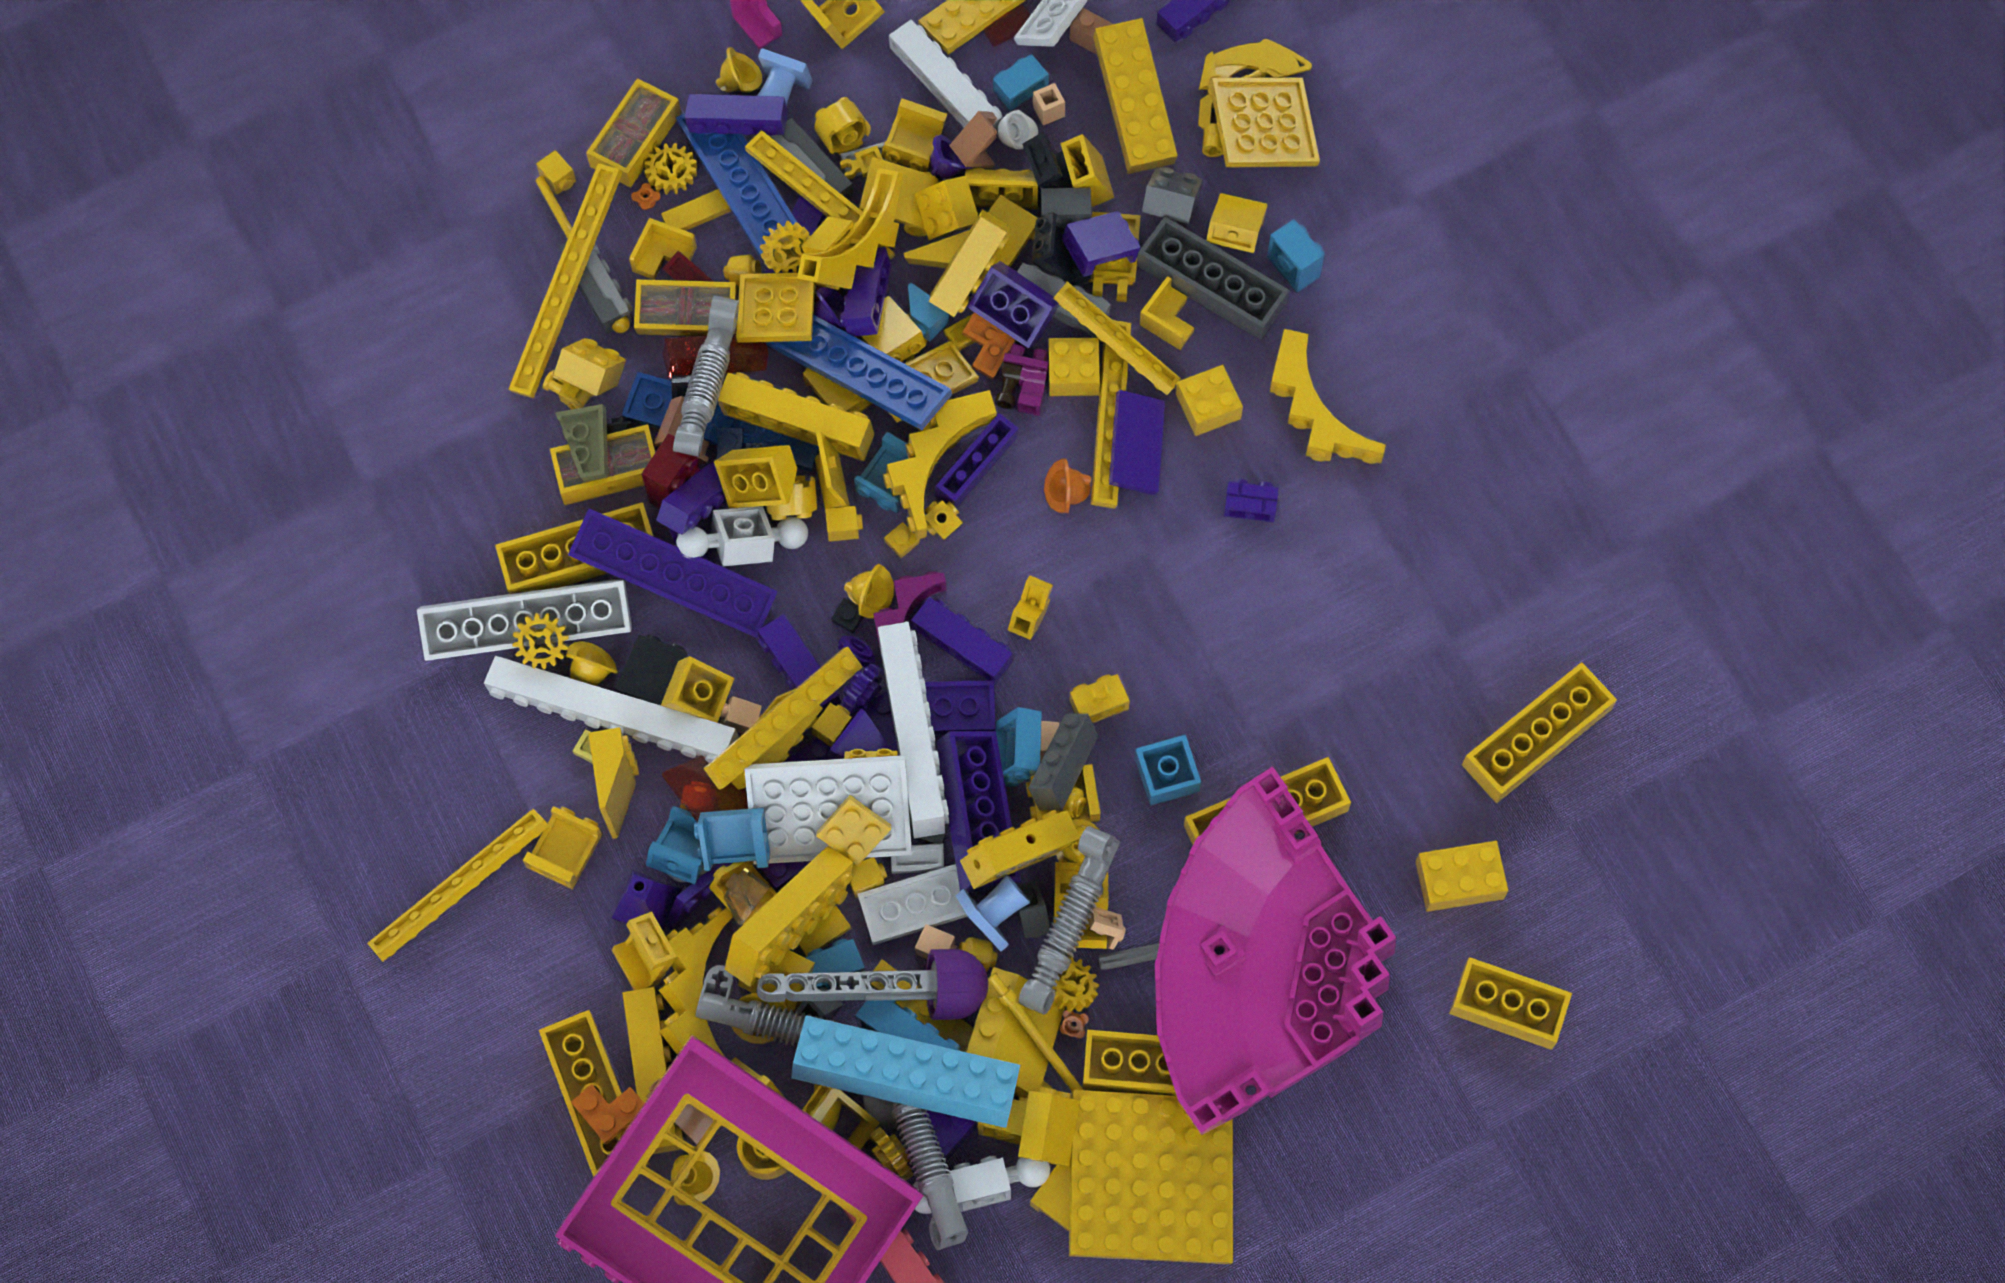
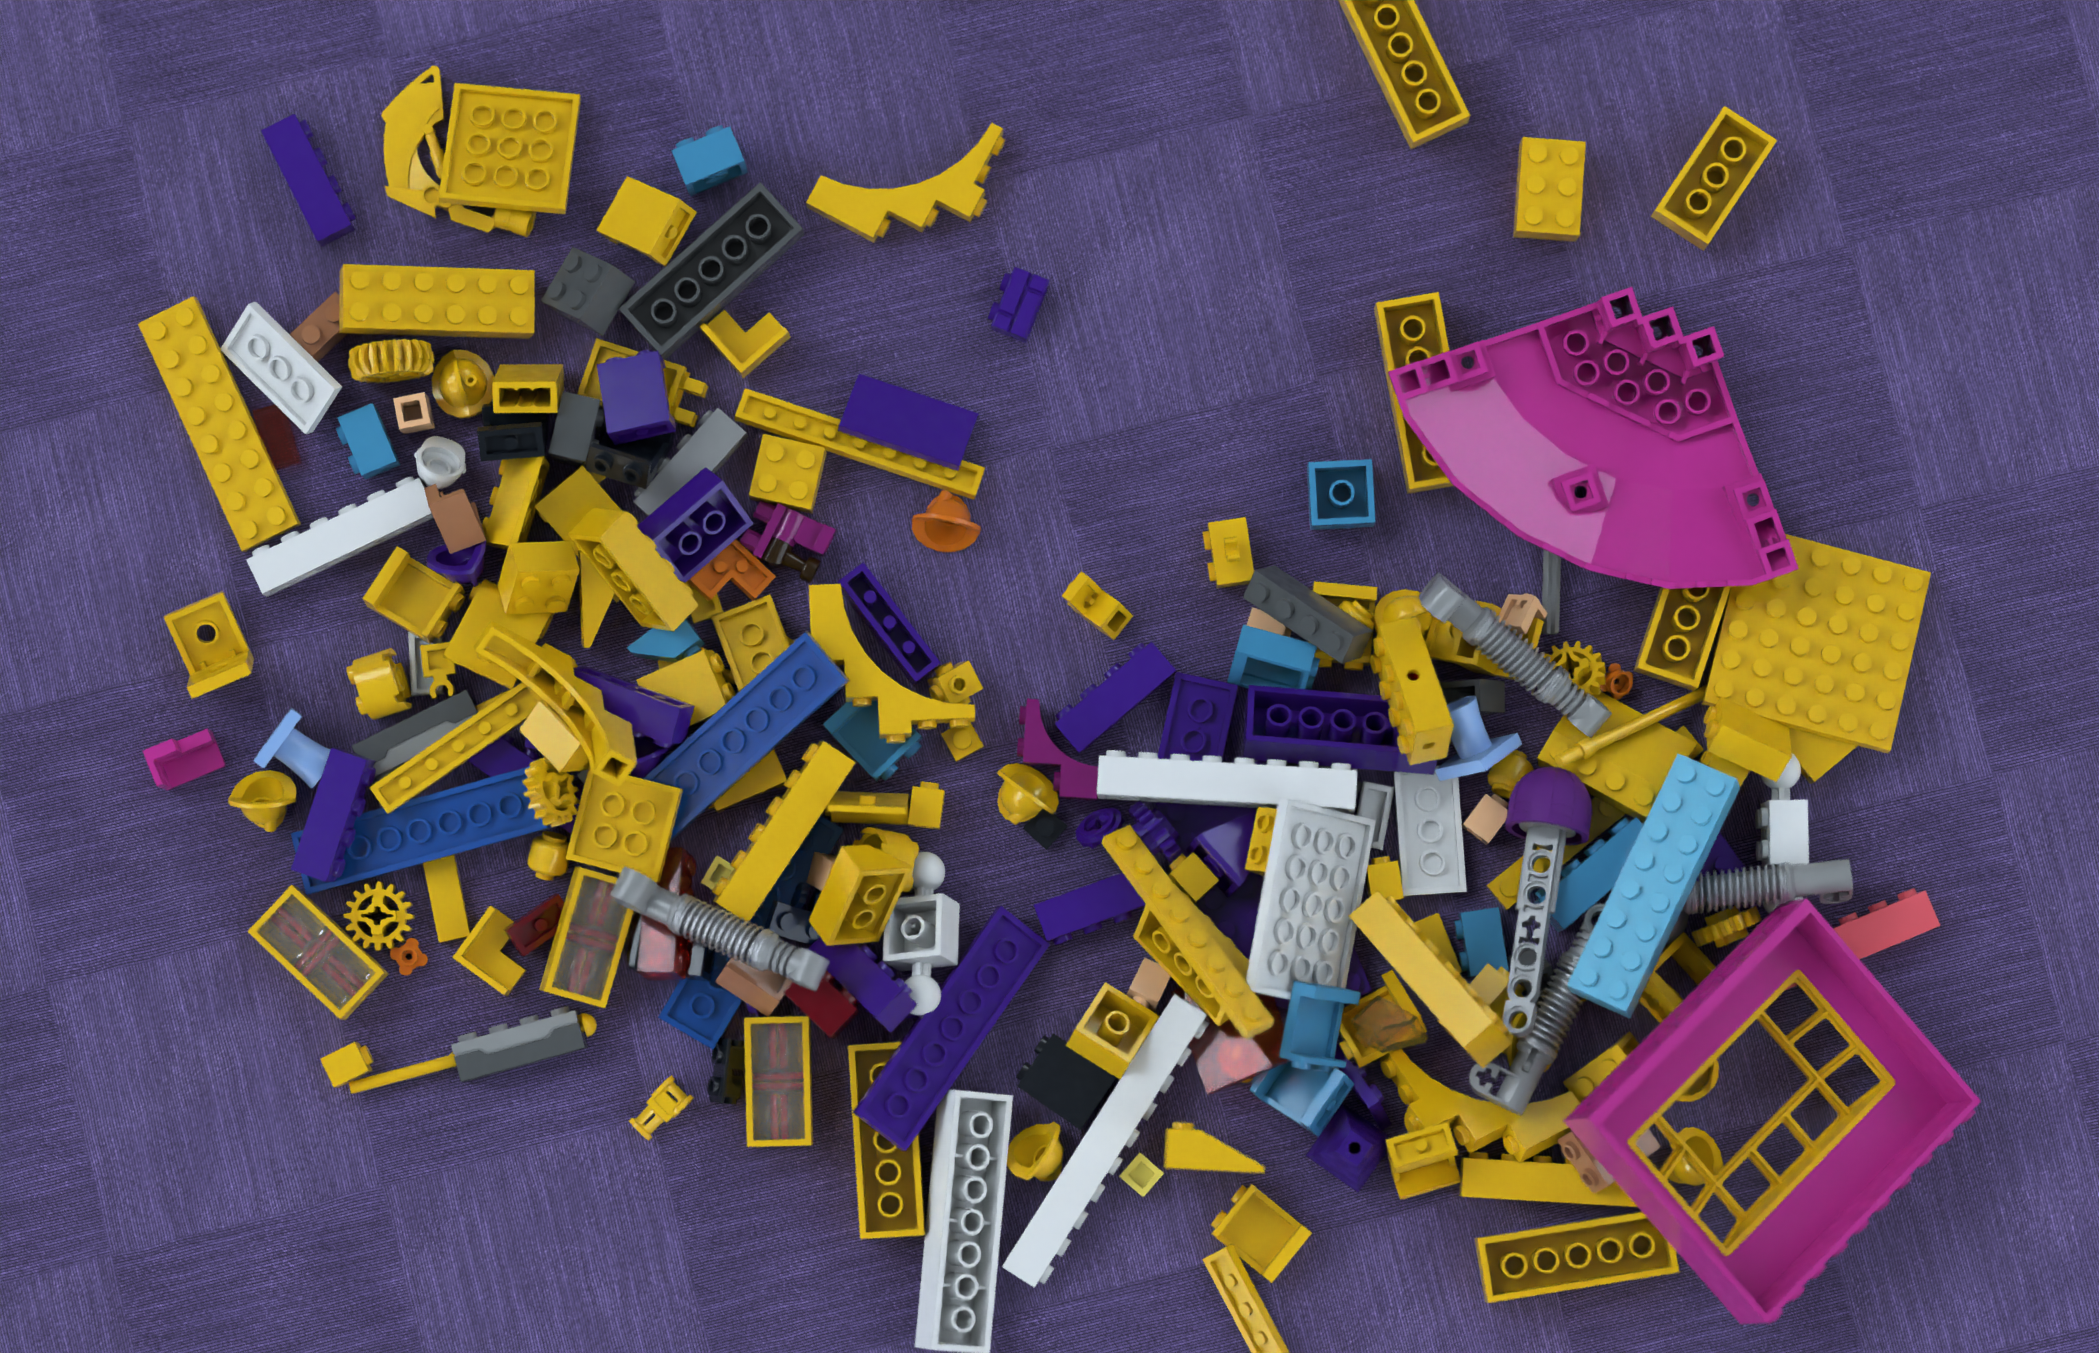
camera: 75 degrees left, 15 degrees up
(531, 632) = (994, 1200): yellow gear -> none
(565, 280) = (515, 1080): yellow plate -> none
(587, 438) = (751, 1096): olive wing -> none
(590, 366) = (643, 1074): yellow brick -> none
(606, 1118) = (1615, 1240): orange plate -> none
(853, 830) = (1340, 881): yellow plate -> none
(1082, 77) = (391, 360): none -> yellow gear
(1090, 127) = (462, 383): none -> yellow helmet
(1117, 338) = (770, 411): yellow plate -> none
(1209, 400) = (874, 319): yellow brick -> none

